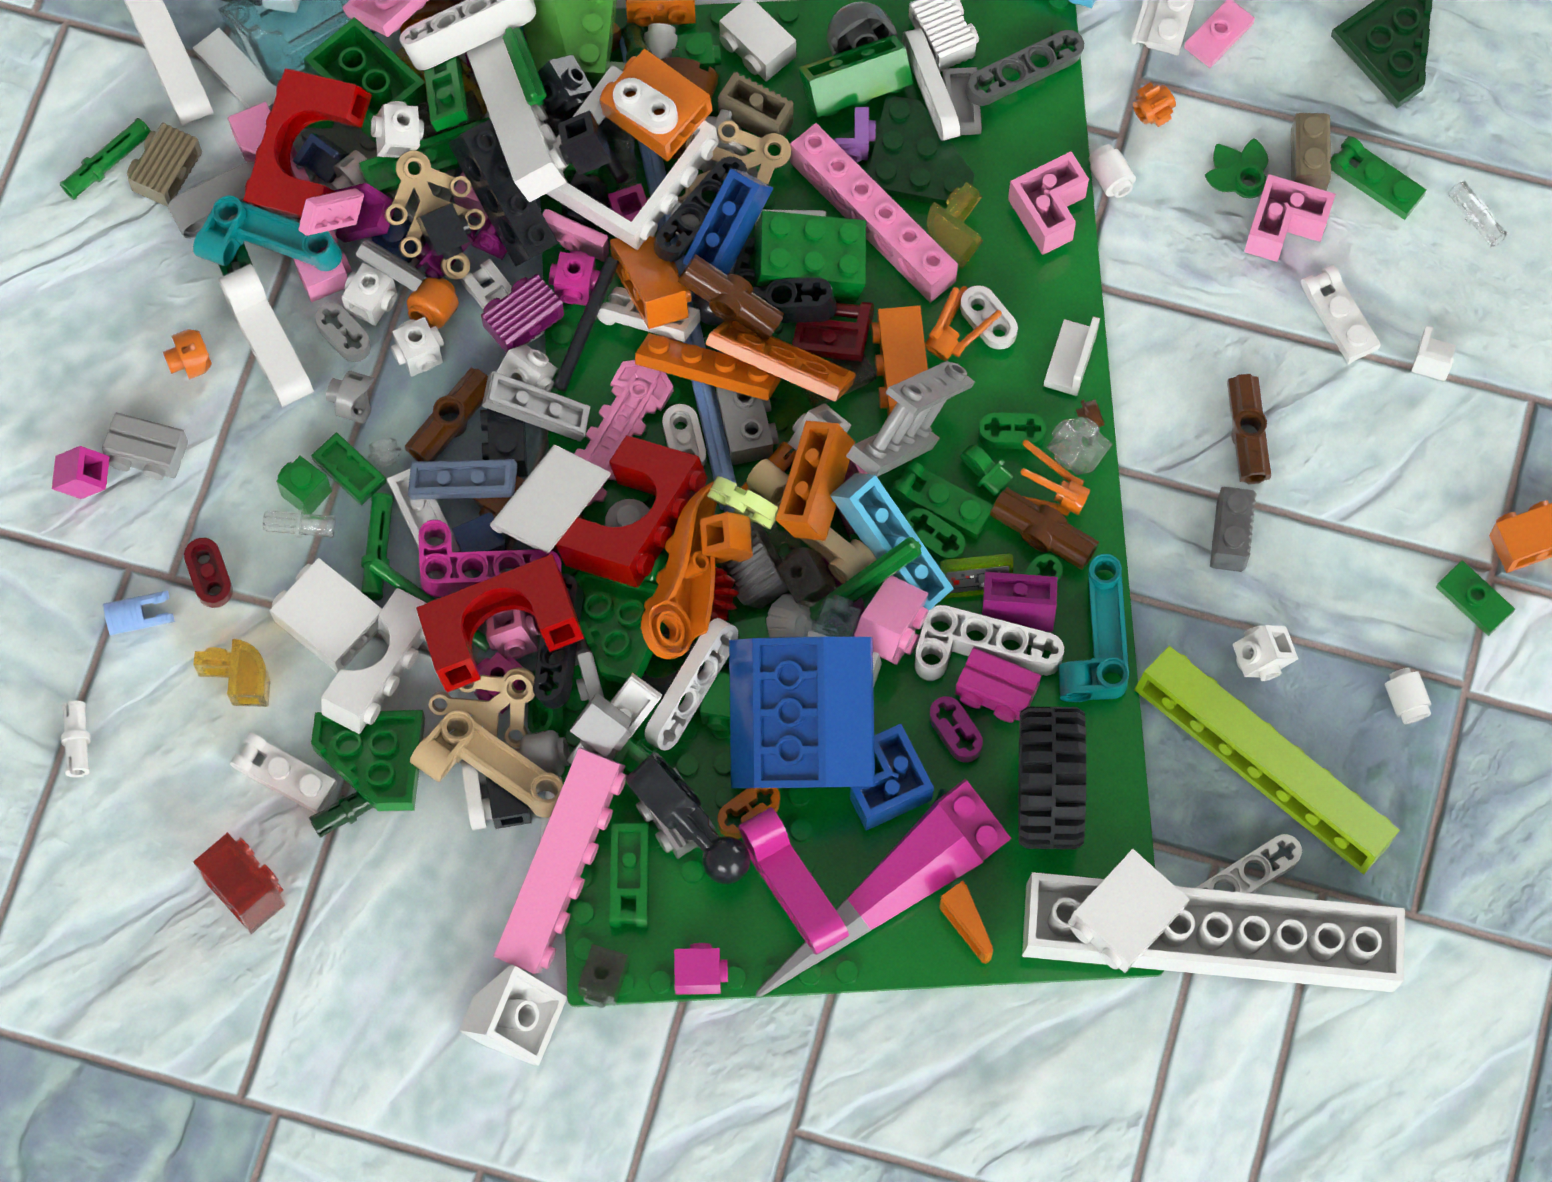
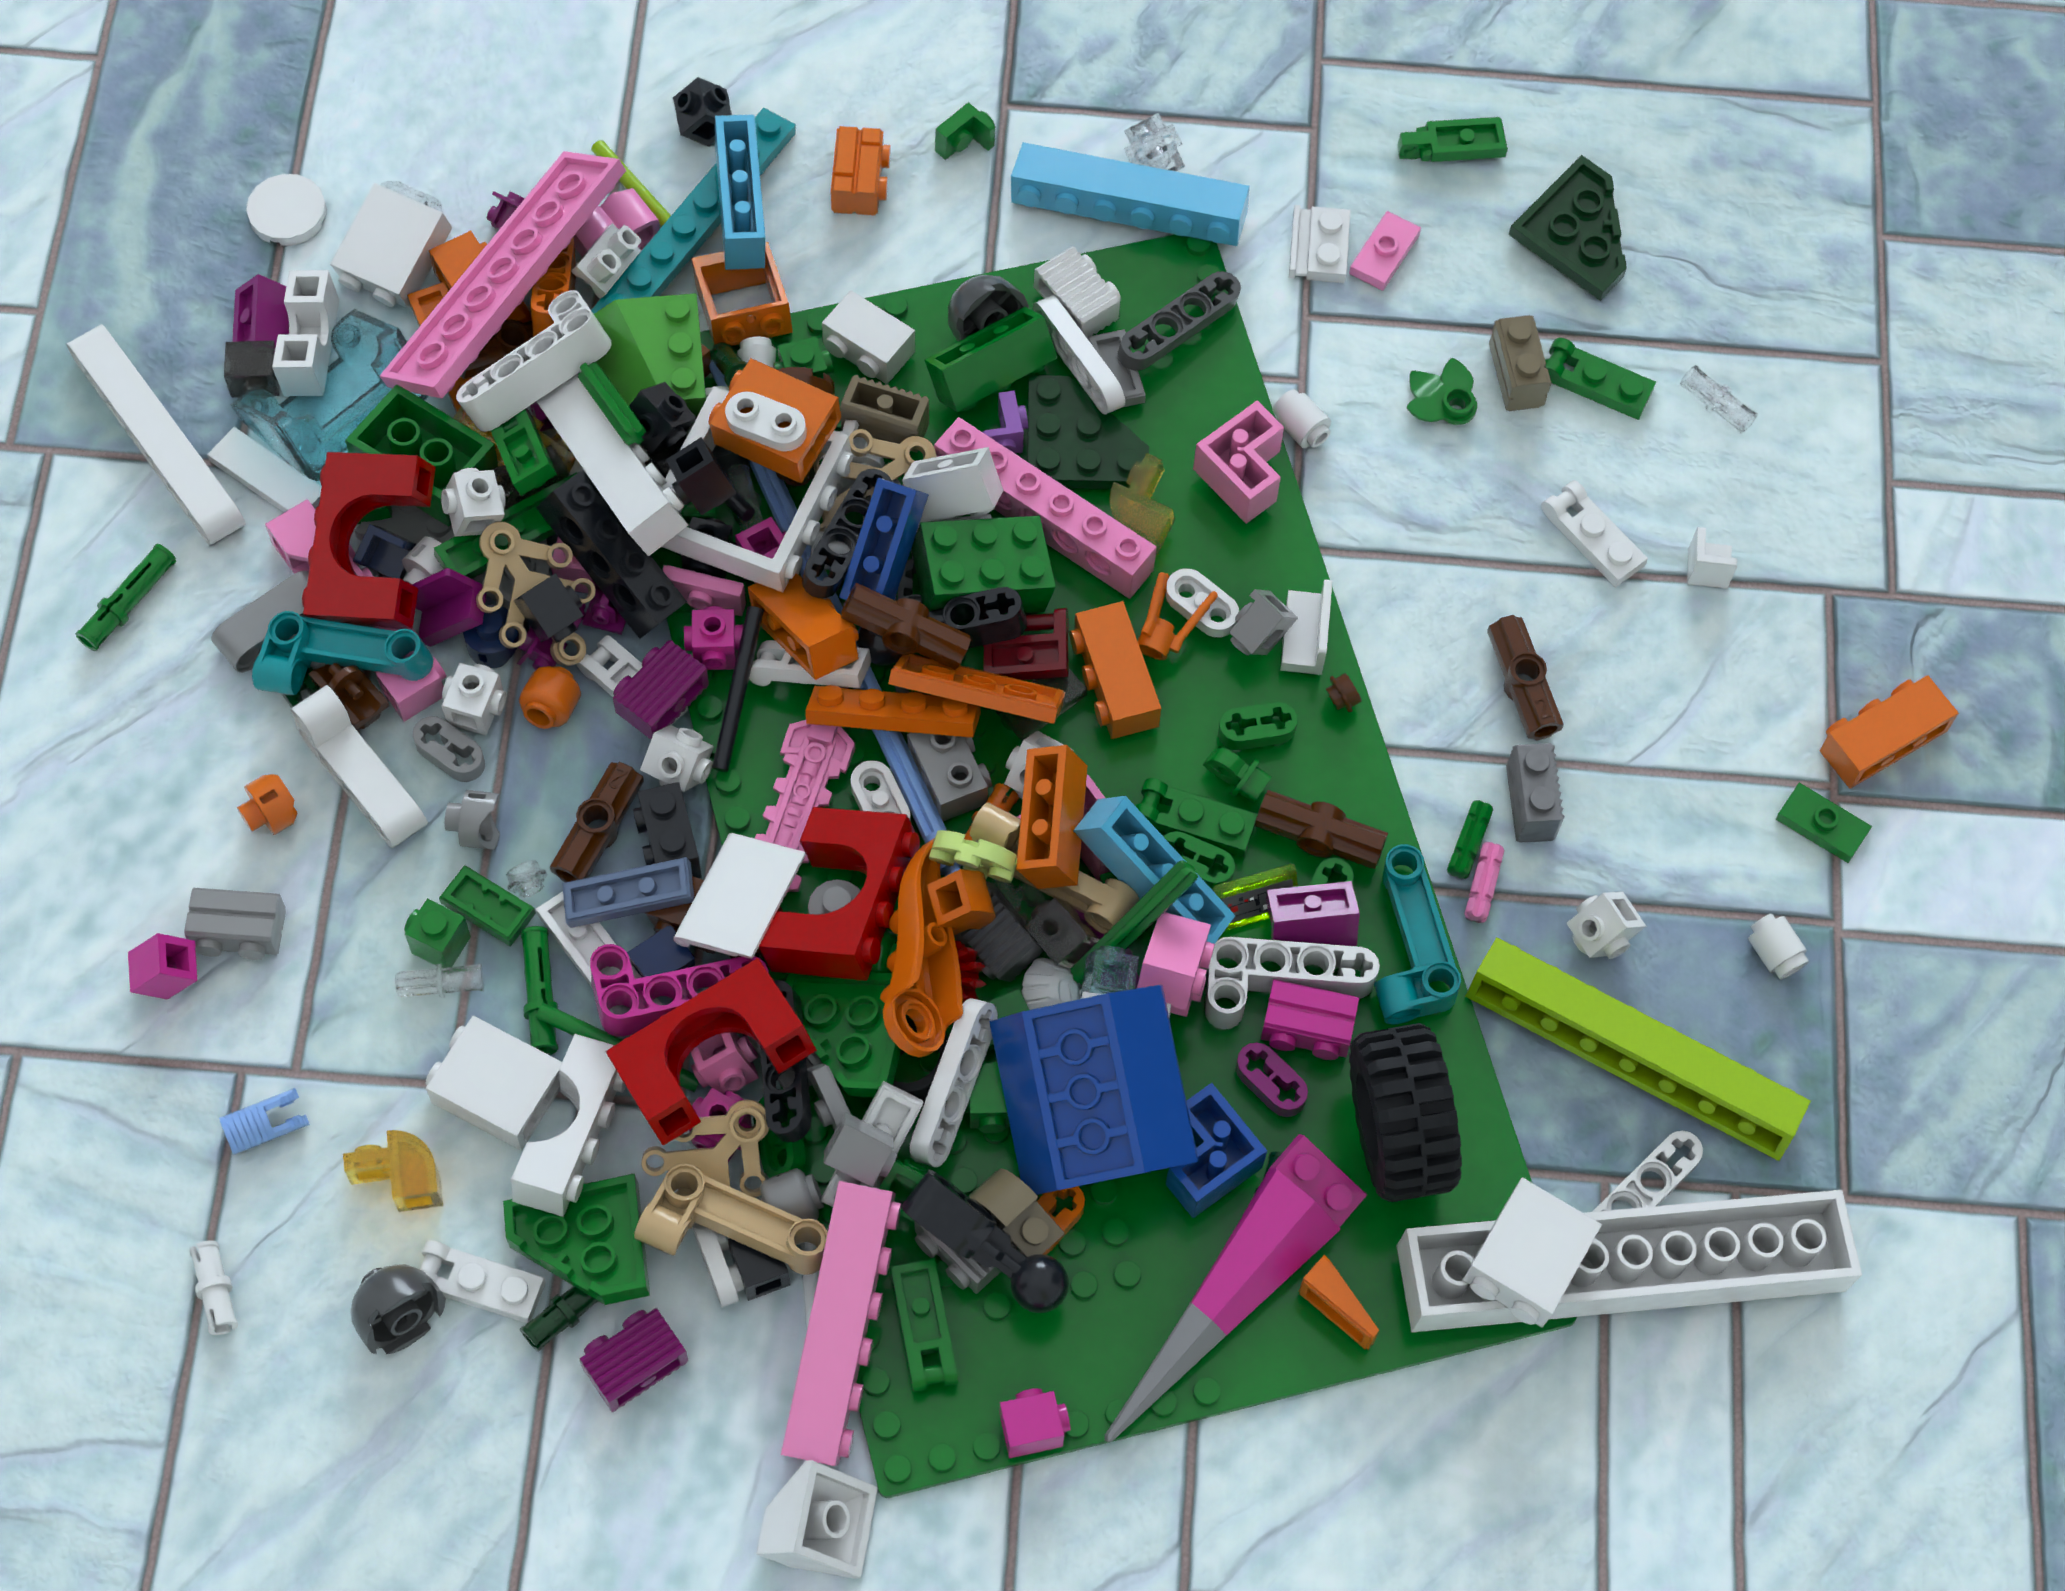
camera: 15 degrees left, 5 degrees down
(164, 164) = (197, 591): dark tan brick -> none
(208, 574) = (342, 1060): dark red plate -> none
(213, 781) = (394, 1307): none -> dark grey cylinder
(239, 883) = (451, 1423): clear red brick -> none
(272, 272) = (354, 690): none -> reddish brown hips
(331, 211) = (413, 607): bright pink plate -> none
(390, 264) = (492, 659): light grey tile -> none
(393, 857) = (633, 1358): none -> magenta brick
(417, 346) = (542, 748): white brick -> none
(536, 406) = (699, 792): light grey tile -> none
(603, 976) = (919, 1453): clear smoke brick -> none
(719, 799) = (1017, 1212): none -> dark tan brick
(791, 881) = (1123, 1295): dark pink beam -> none
(799, 182) = (956, 484): none -> white brick
(908, 428) = (1143, 744): light grey fence -> none
(1033, 344) = (1261, 623): none -> light grey brick
(1070, 495) = (1342, 786): orange plant -> none
(1078, 445) = (1339, 727): clear brick -> none
(1154, 104) = (1332, 338): orange gear -> none
(1170, 558) = (1470, 839): none -> green axle
(1173, 597) = (1484, 882): none -> bright pink axle
(1287, 208) = (1508, 428): bright pink brick -> none

